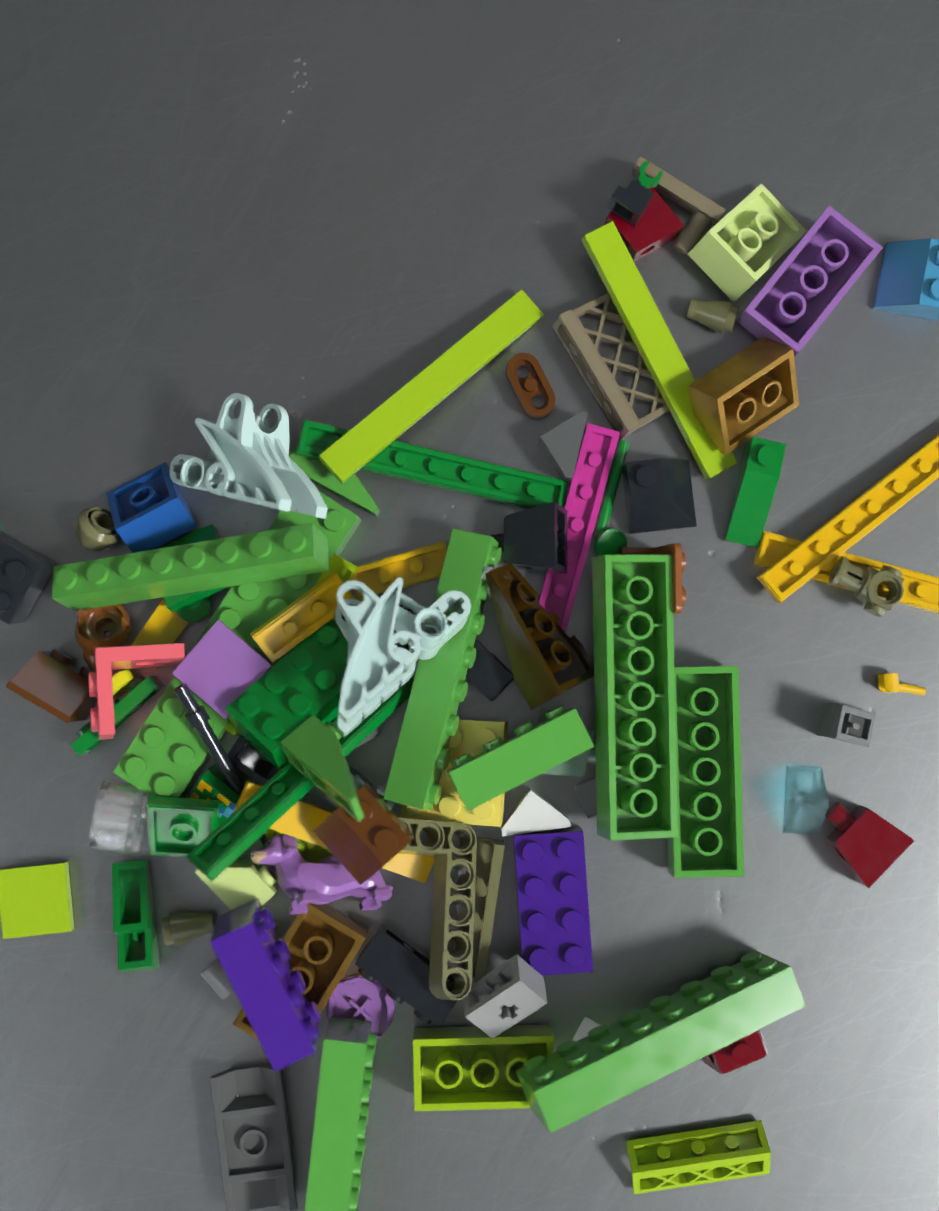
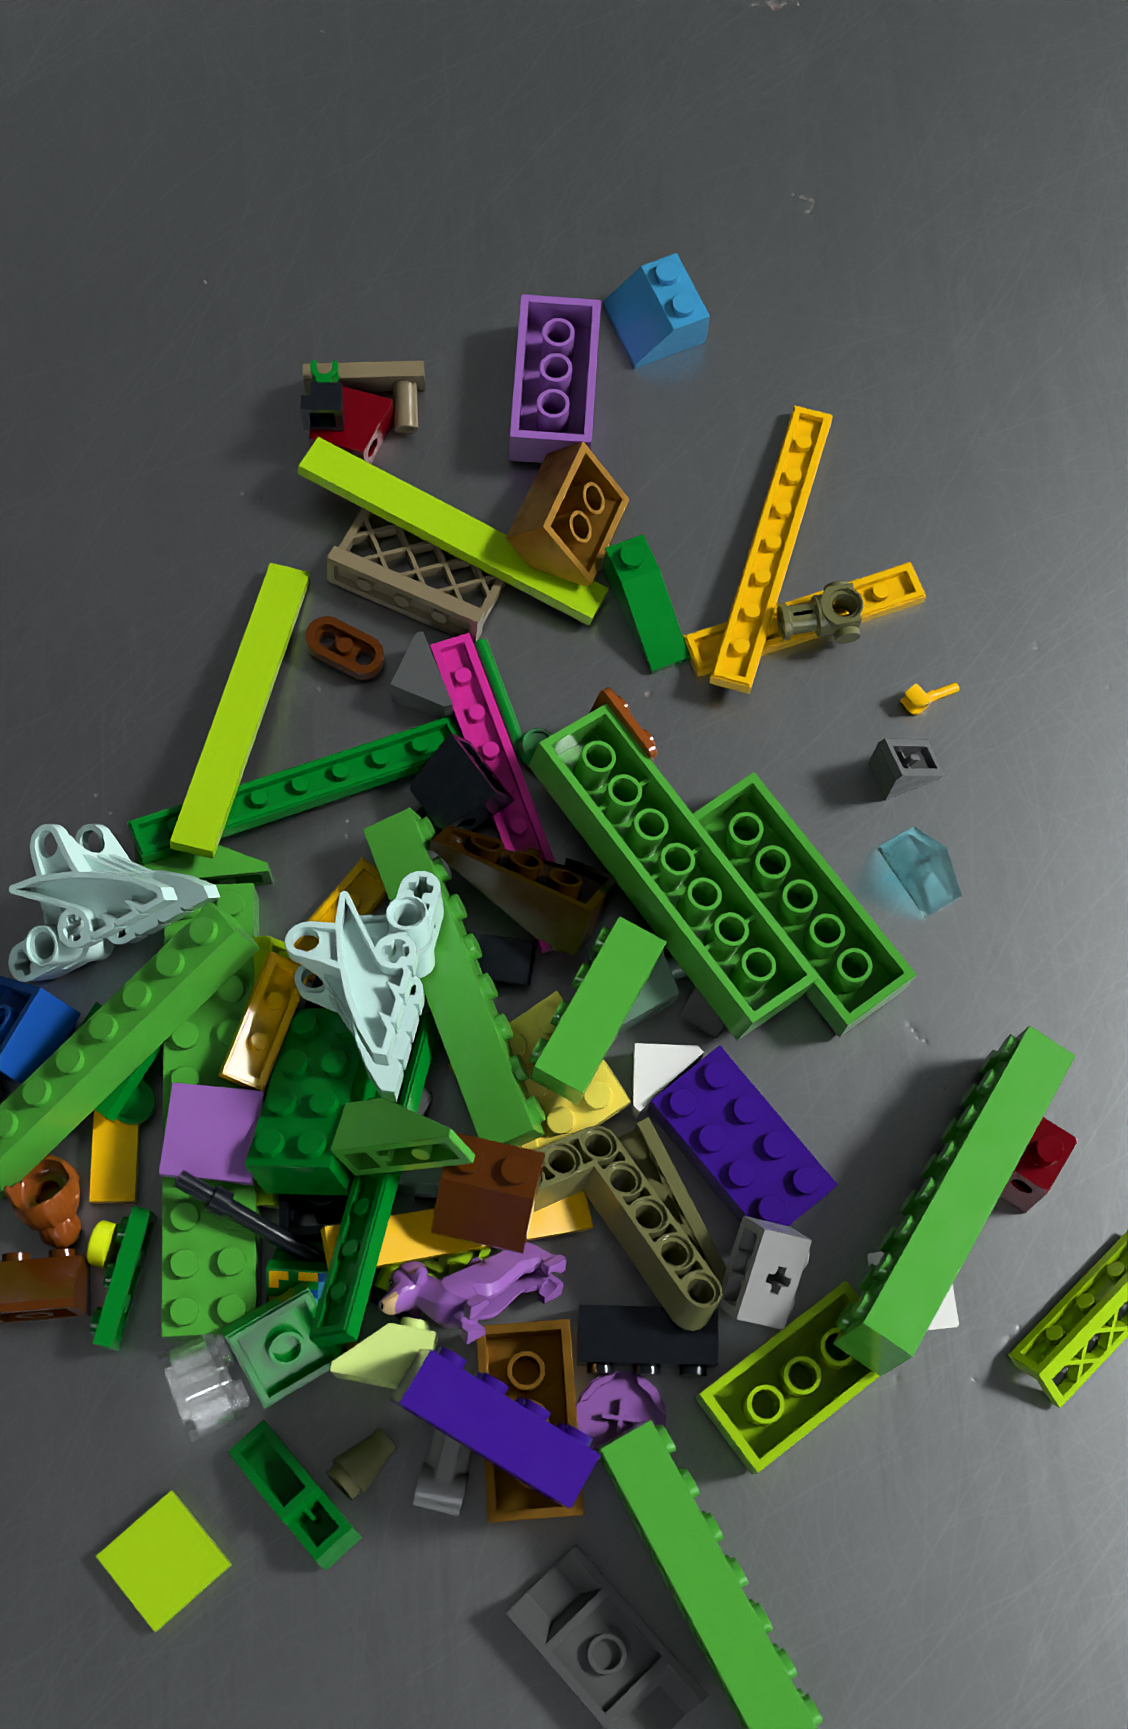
camera: 35 degrees left, 15 degrees down
(123, 658) = (95, 1195): coral bracket -> none
(658, 495) = (551, 670): black slope -> none
(714, 314) = (482, 466): olive cone -> none
(747, 242) = (466, 383): yellowish green slope -> none
(865, 842) = (1011, 867): dark red torso -> none

